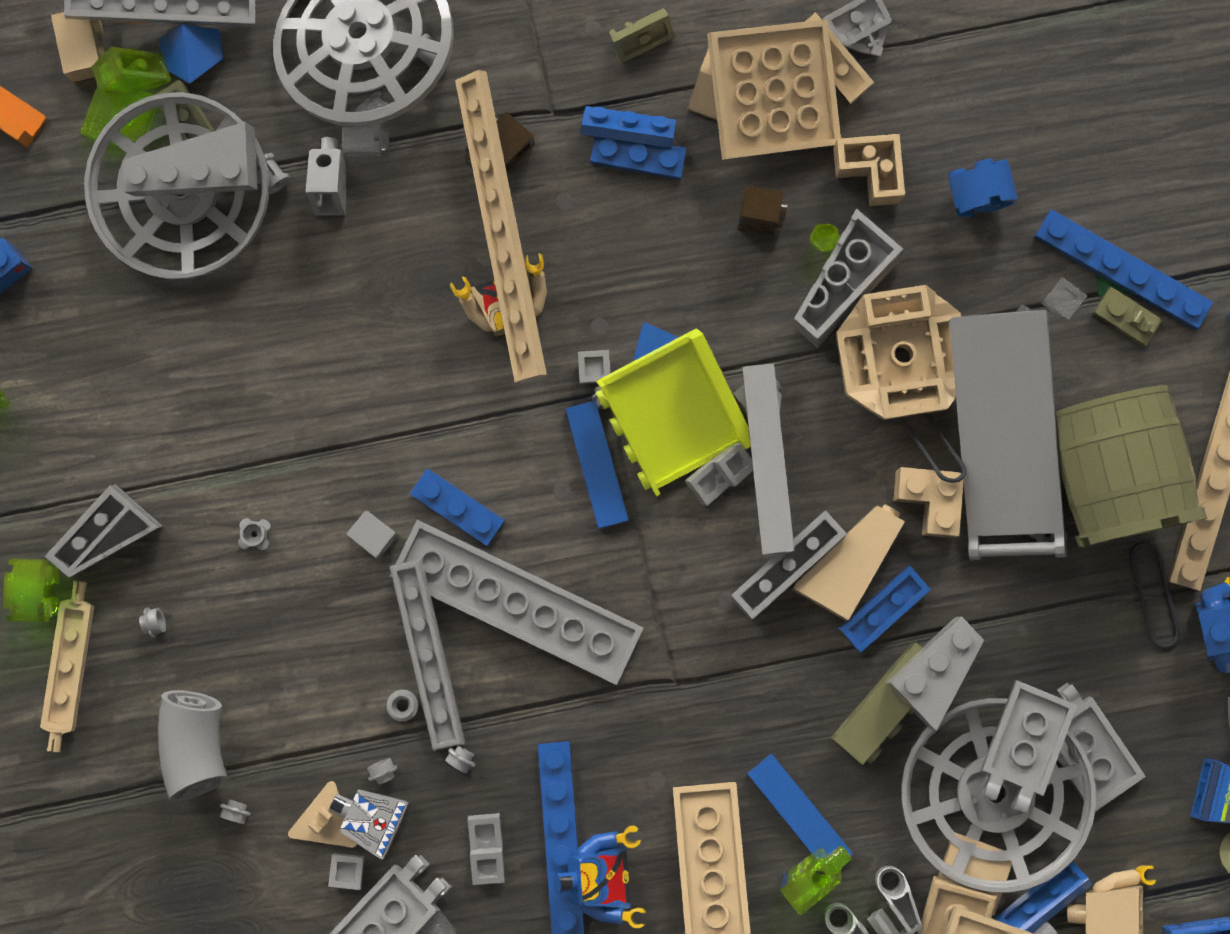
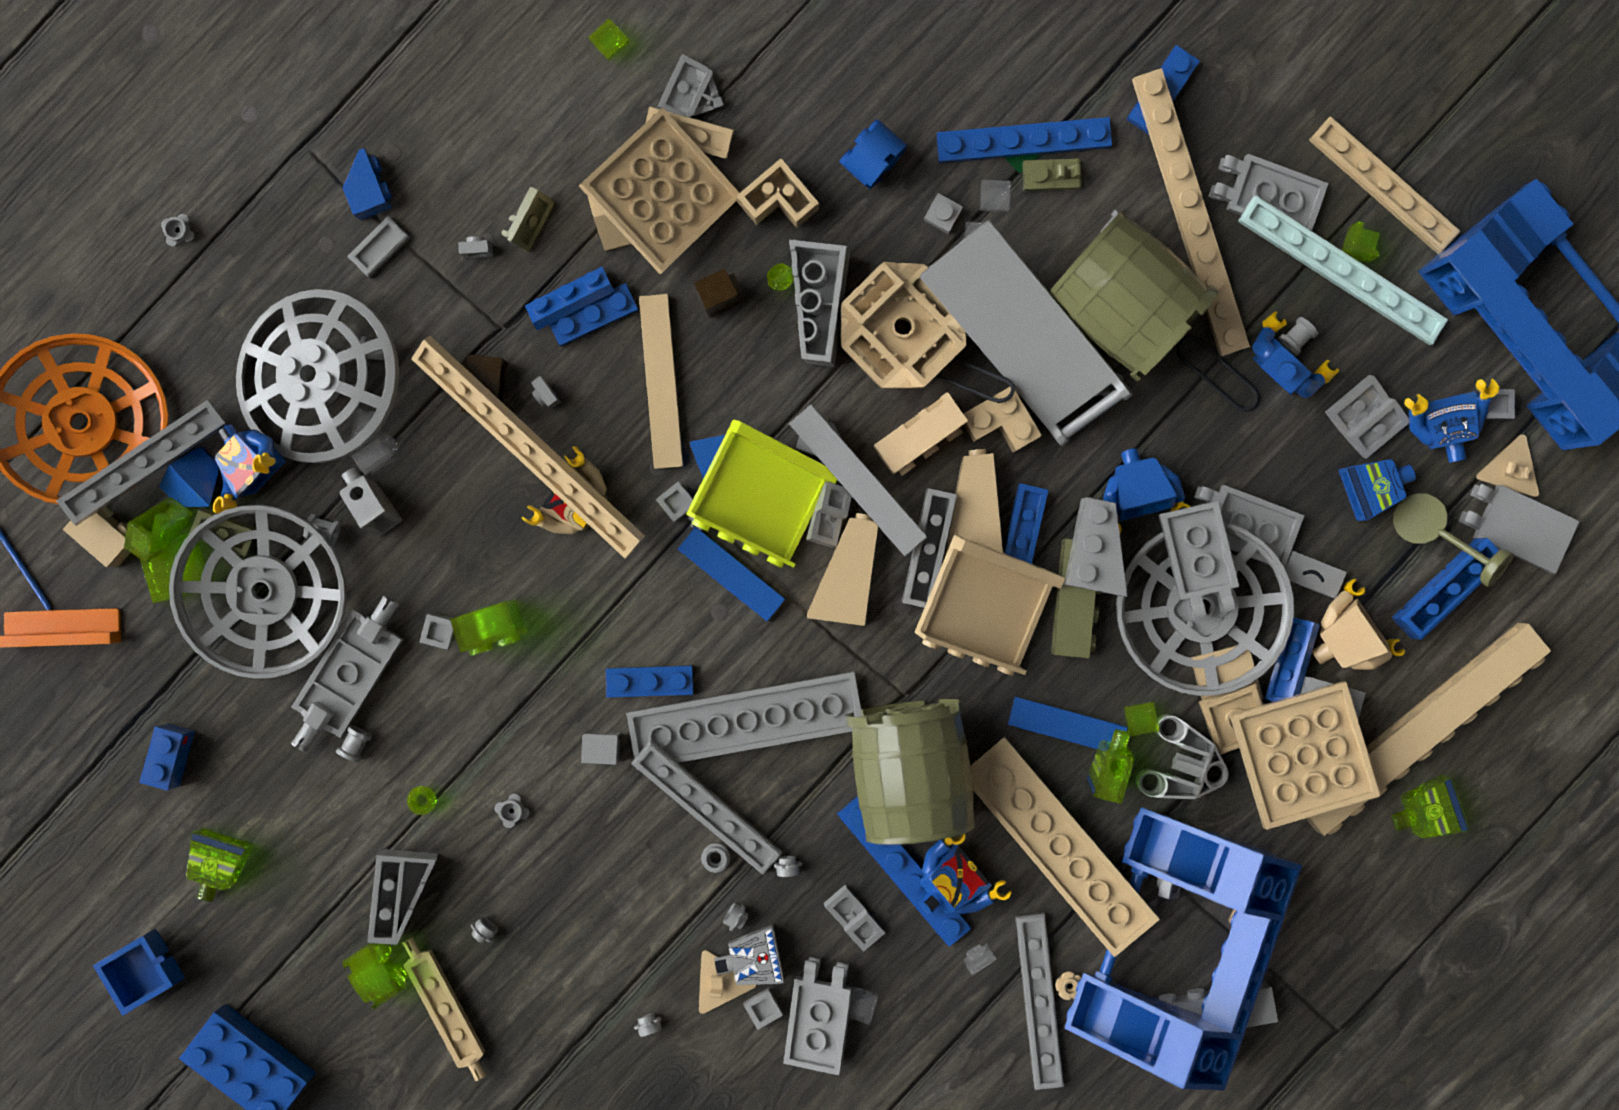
camera: 40 degrees left, 5 degrees up
(161, 376) = (354, 743): none -> light grey bush
(174, 464) = (415, 806): none -> clear neon green plate
(190, 744) = (578, 1000): light grey brick -> none
(199, 311) = (346, 673): none -> light grey plate
(202, 164) = (265, 563): light grey wedge -> none
(247, 70) = (245, 464): none -> torso
(306, 330) = (437, 631): none -> light grey panel
(353, 357) = (488, 625): none -> clear neon green brick
(547, 192) = (544, 393): none -> light grey plate
(578, 27) = (475, 248): none -> light grey plate
(633, 751) = (912, 772): none -> olive piece
(655, 254) = (661, 381): none -> tan tile
(695, 541) = (847, 580): none -> tan slope
(803, 650) = (985, 605): none -> tan panel
(851, 461) = (921, 435): none -> tan wedge
(871, 854) = (1141, 718): none -> clear neon green plate
(1007, 283) = (943, 213): none -> light grey plate
(1017, 647) = (1143, 487): none -> blue torso
(1117, 837) = (1314, 575): none -> light grey tile

